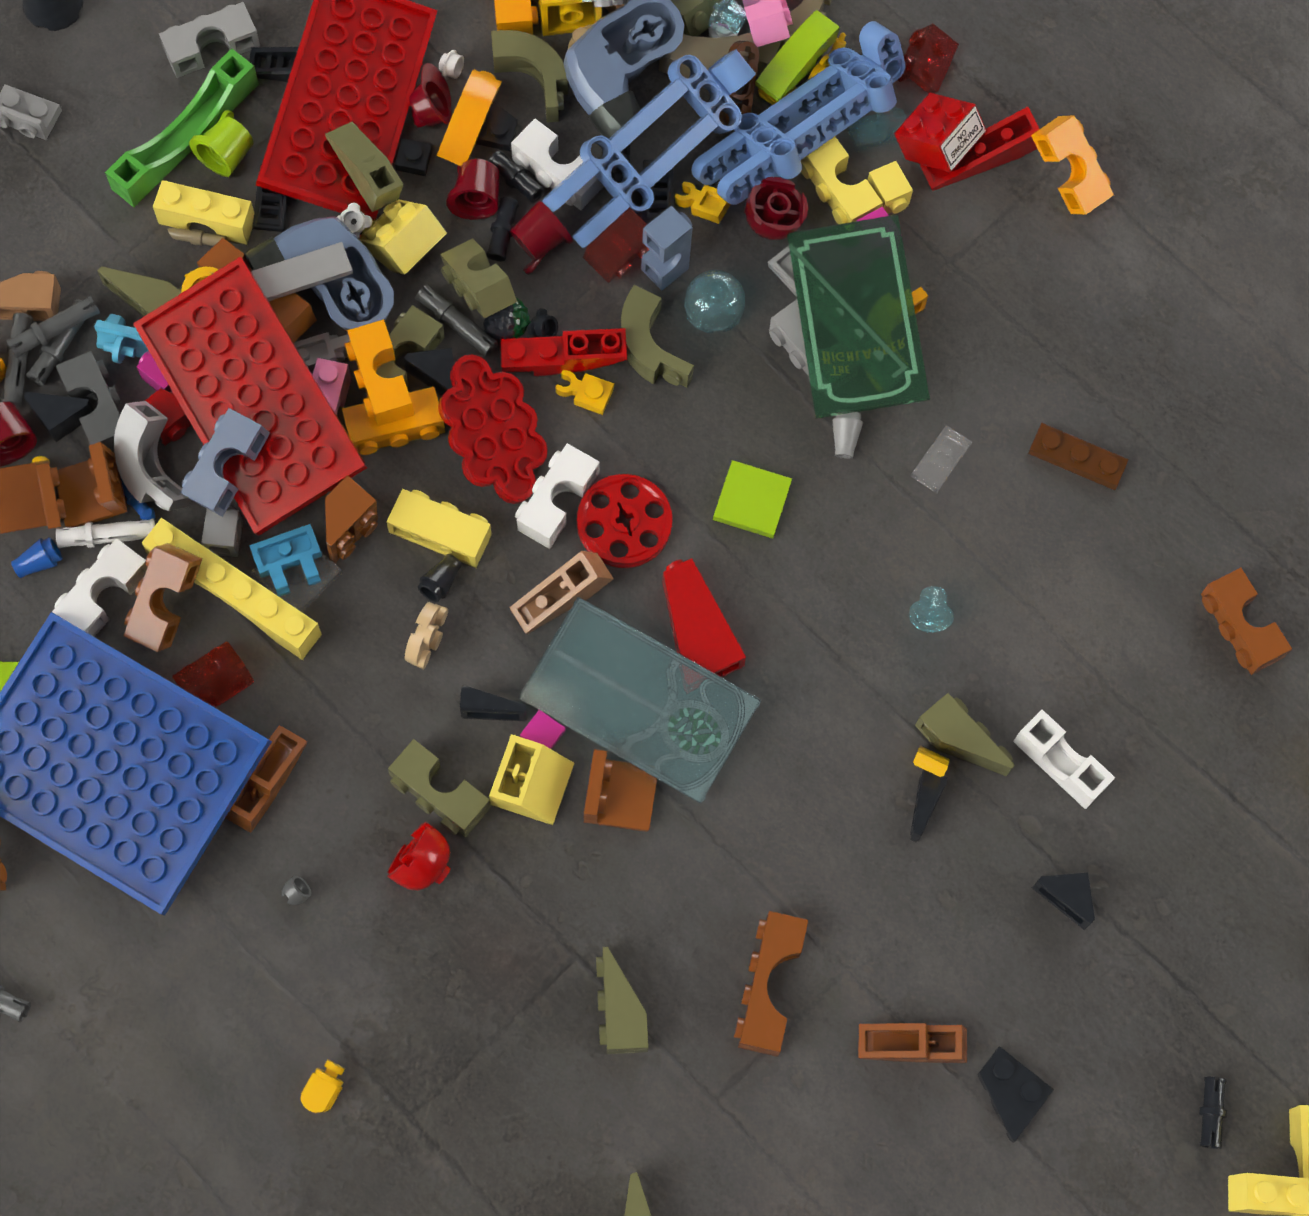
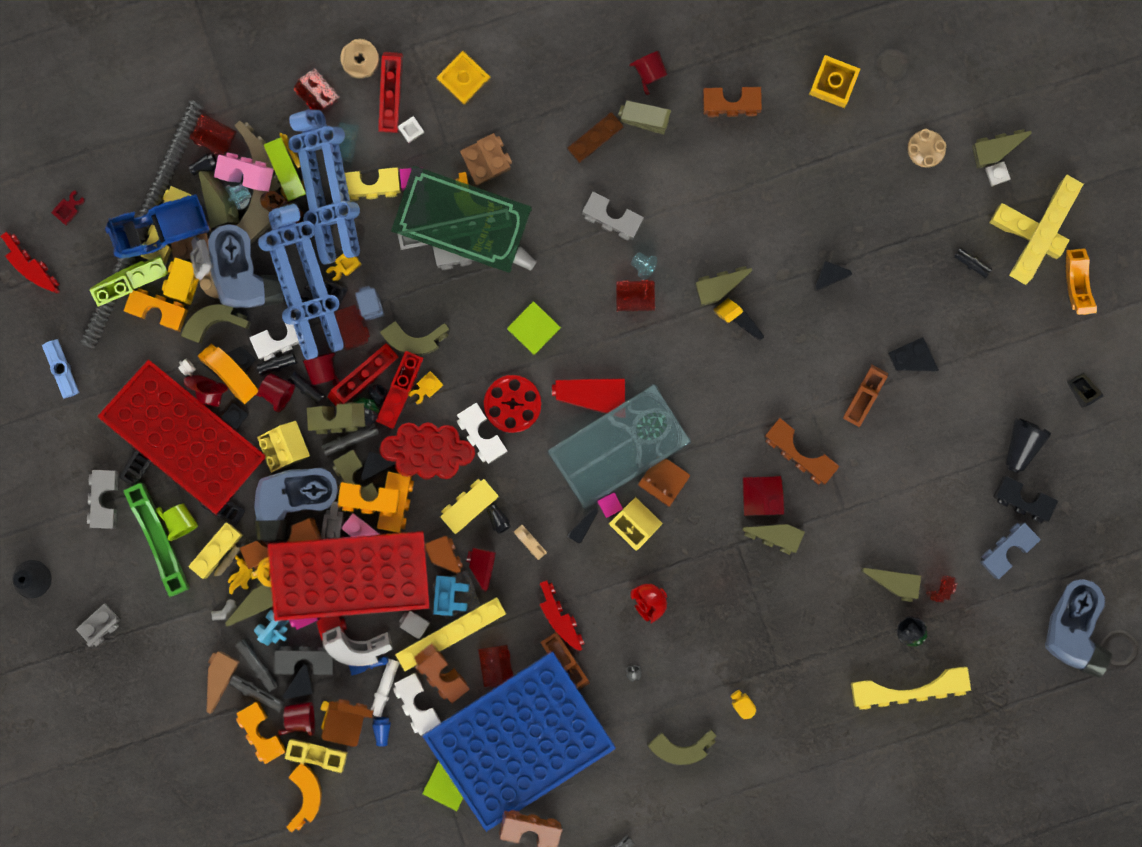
camera: 55 degrees left, 15 degrees up
(51, 327) = (249, 665): dark grey pin -> none
(92, 488) = (356, 684): dark orange bracket -> none
(112, 261) = (226, 612): none -> light grey arm
(178, 264) = (241, 577): none -> yellow piece
(193, 1016) = (681, 755): none -> olive arch
(232, 437) = (392, 621): sand blue arch -> none
(303, 271) = (288, 513): light grey tile -> none
(322, 743) = (564, 624): none -> red slope
(354, 212) = (258, 468): white plate -> none
(354, 587) = (481, 566): none -> dark red slope
(366, 166) = (234, 448): olive slope -> none
(458, 809) = (631, 569): olive arch -> none
(556, 594) = (538, 458): medium nougat slope -> none
(558, 295) = (362, 376): none -> red slope
(672, 959) = (763, 496): none -> dark red slope
(714, 301) = (407, 290): clear light blue cylinder -> none
(775, 208) = (372, 229): dark red cylinder -> none
(879, 618) = (635, 295): none -> clear red bracket
(891, 187) = (388, 157): light yellow brick -> none
(940, 132) = (370, 112): red brick -> none
(941, 459) = (560, 213): clear plate -> none
(946, 202) = (411, 129): none -> white plate
(962, 321) = (486, 159): none -> medium nougat plate
(976, 557) = (626, 226): none -> light grey arch
(1005, 77) = (352, 50): none -> tan plate
(1059, 240) = (463, 77): none -> yellow tile
(1079, 776) = (760, 240): white arch -> none
(1087, 183) = (442, 47): light orange arch -> none
(1151, 509) = (645, 116): none -> olive slope
(1223, 480) = (650, 69): none -> dark red hat

